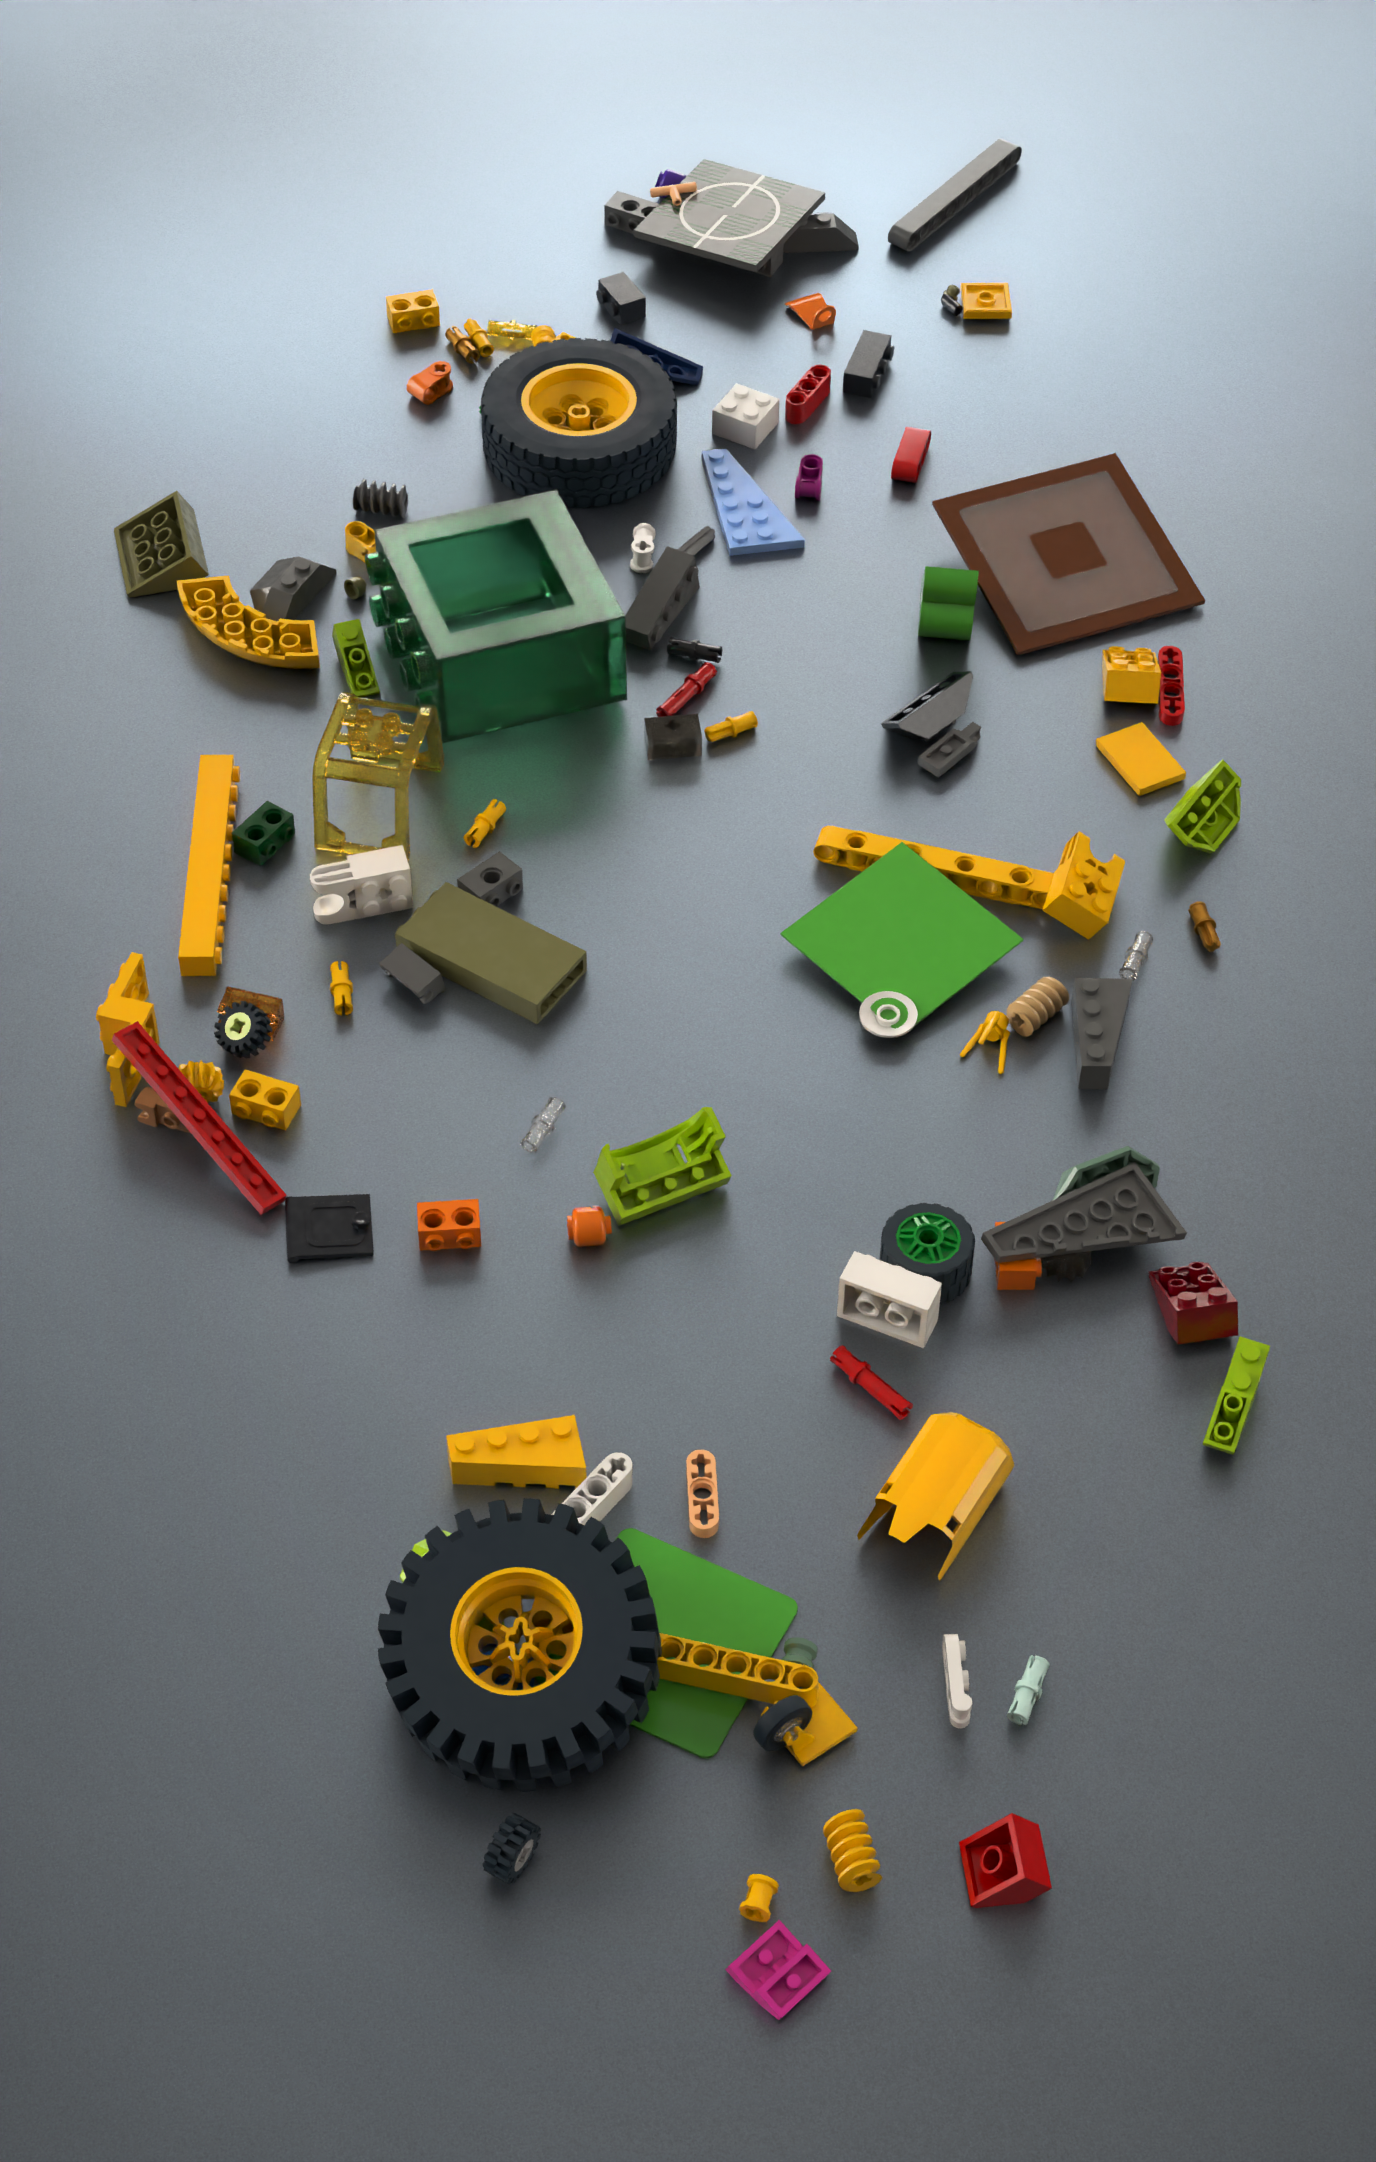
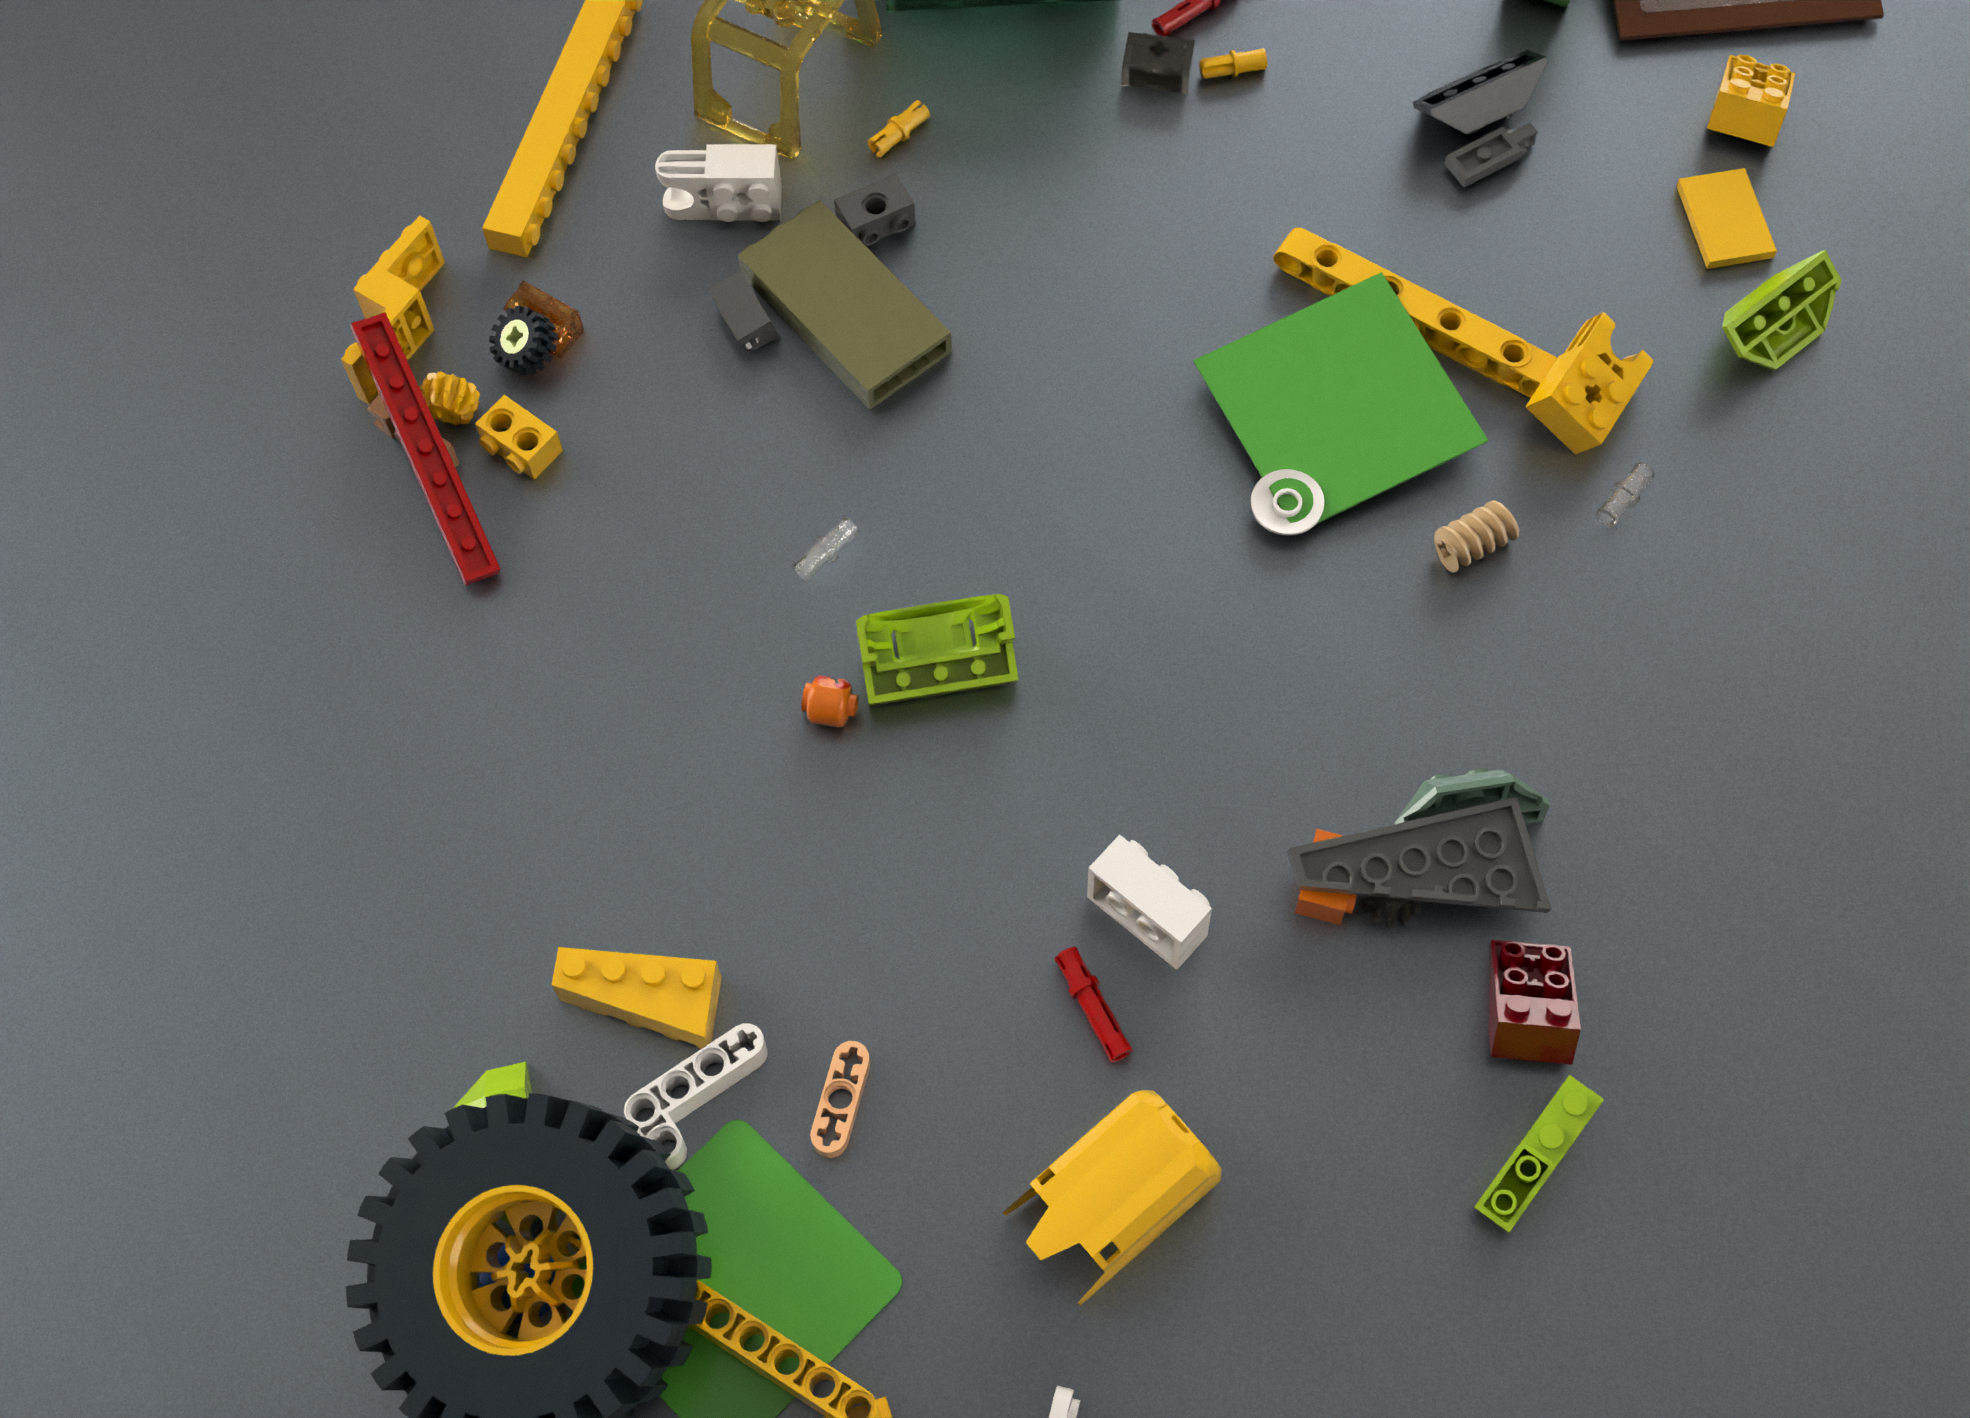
camera: 20 degrees right, 15 degrees up
(263, 833) = (639, 85): dark green brick -> none
(325, 1226) = (530, 618): black container -> none
(341, 988) = (658, 309): yellow pin -> none
(448, 1224) = (672, 648): orange brick -> none
(800, 1651) = (873, 1363): sand green wheel -> none
(932, 1244) = (1220, 845): wheel -> none
(992, 1030) = (1408, 553): yellow plant -> none
(1097, 1024) = (1544, 577): dark grey wedge -> none
(1173, 685) = (1801, 124): red beam -> none
(1204, 926) = (1727, 472): pearl gold axle -> none

